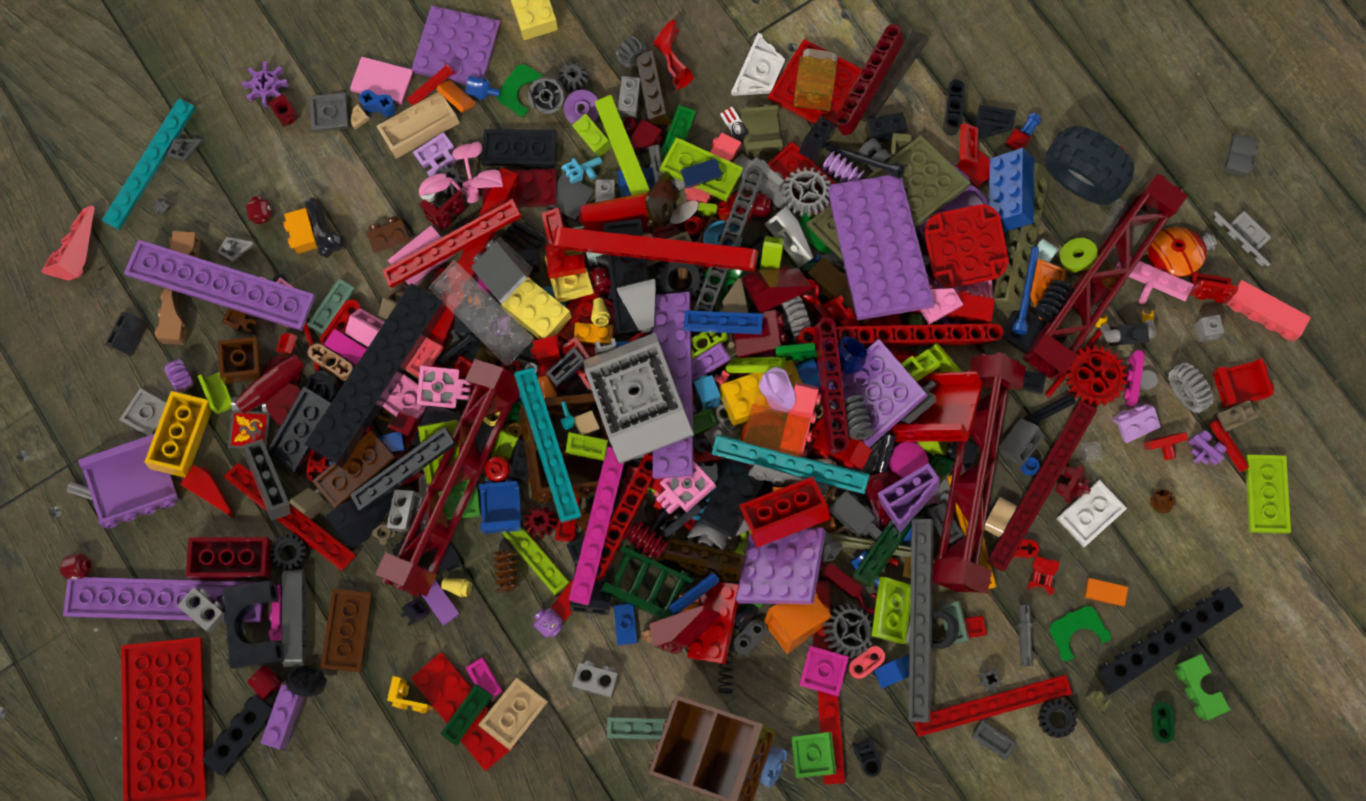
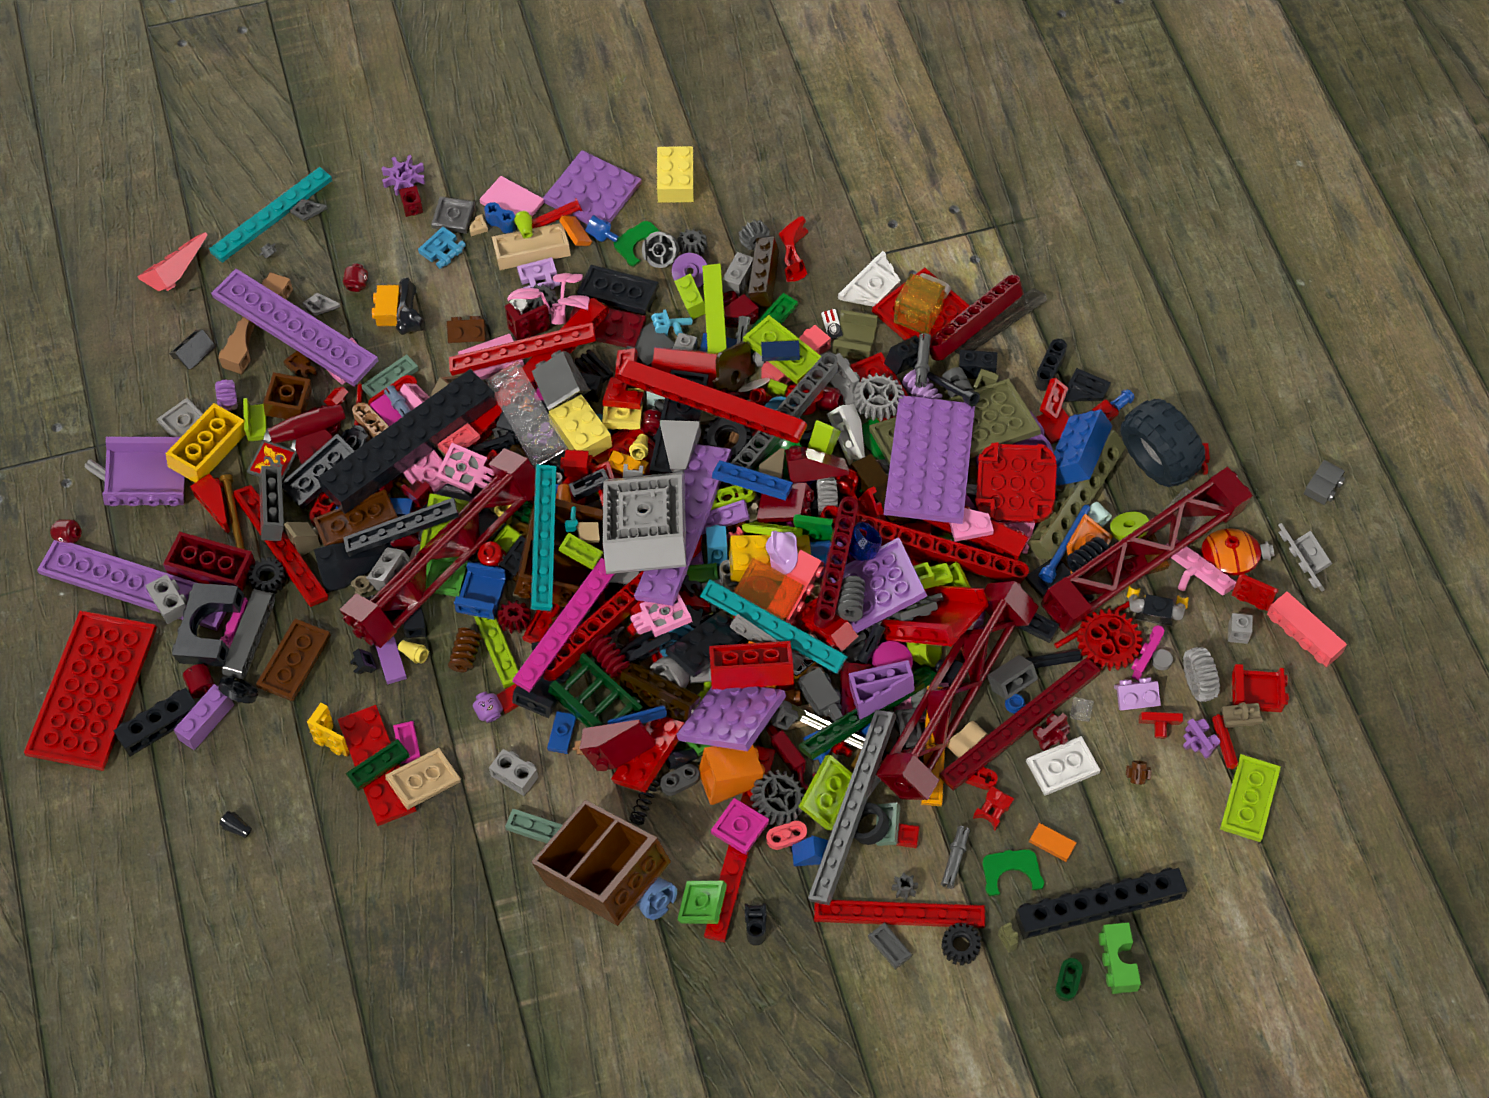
camera: 15 degrees right, 15 degrees down
(213, 466) = (226, 480): none -> pearl gold bar
(326, 150) = (437, 244): none -> dark azure plate
(351, 335) = (397, 401): none -> sand blue pin
(404, 104) = (524, 223): none -> lime cone
(838, 144) = (922, 366): none -> dark grey pin

